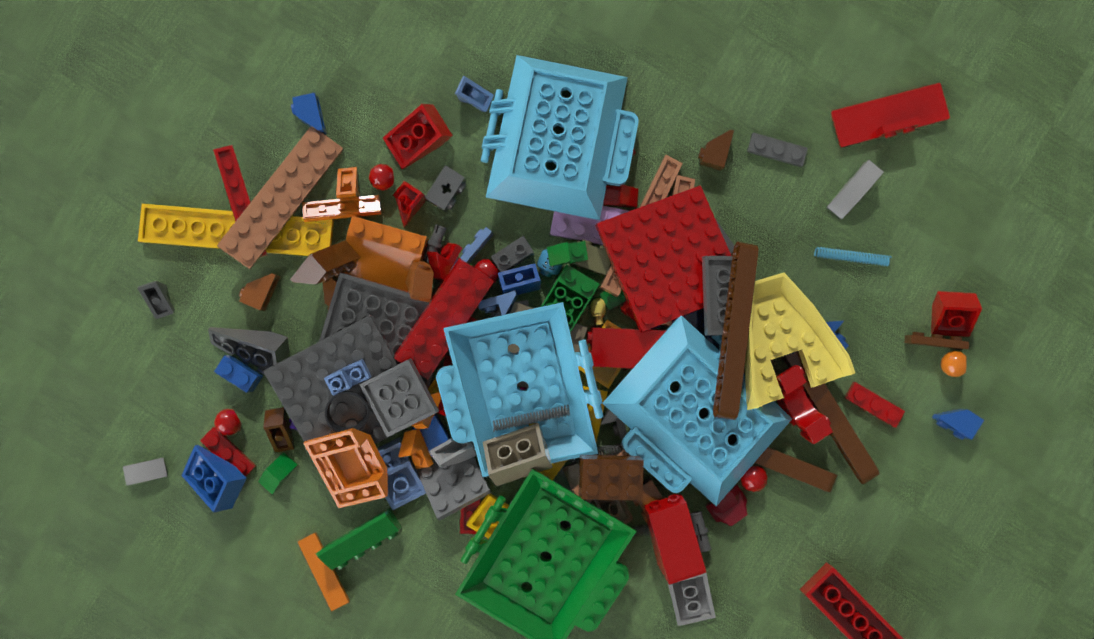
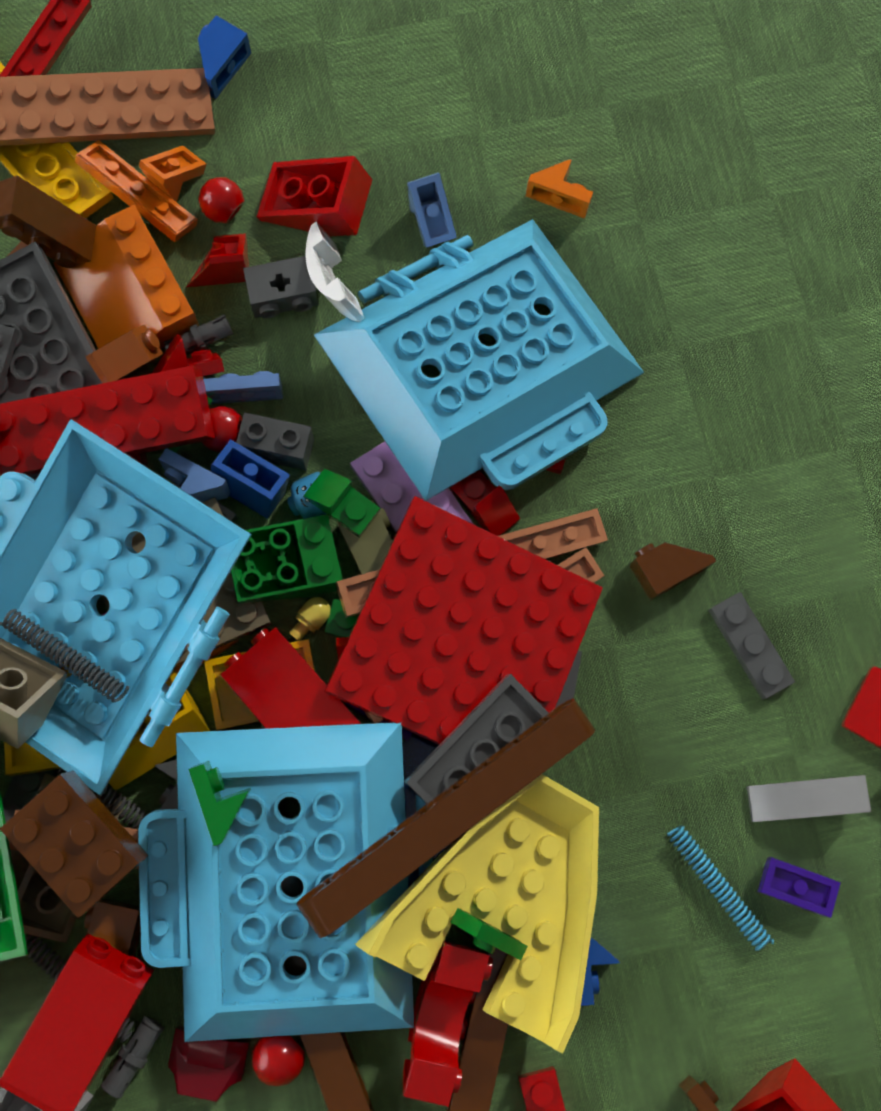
camera: 45 degrees right, 10 degrees down
(449, 160) = (320, 259): none -> white slope
(511, 33) = (551, 188): none -> orange slope
(654, 411) = (217, 811): none -> green slope
(790, 359) = (487, 936): none -> green plate
(881, 226) = (799, 887): none -> dark purple plate

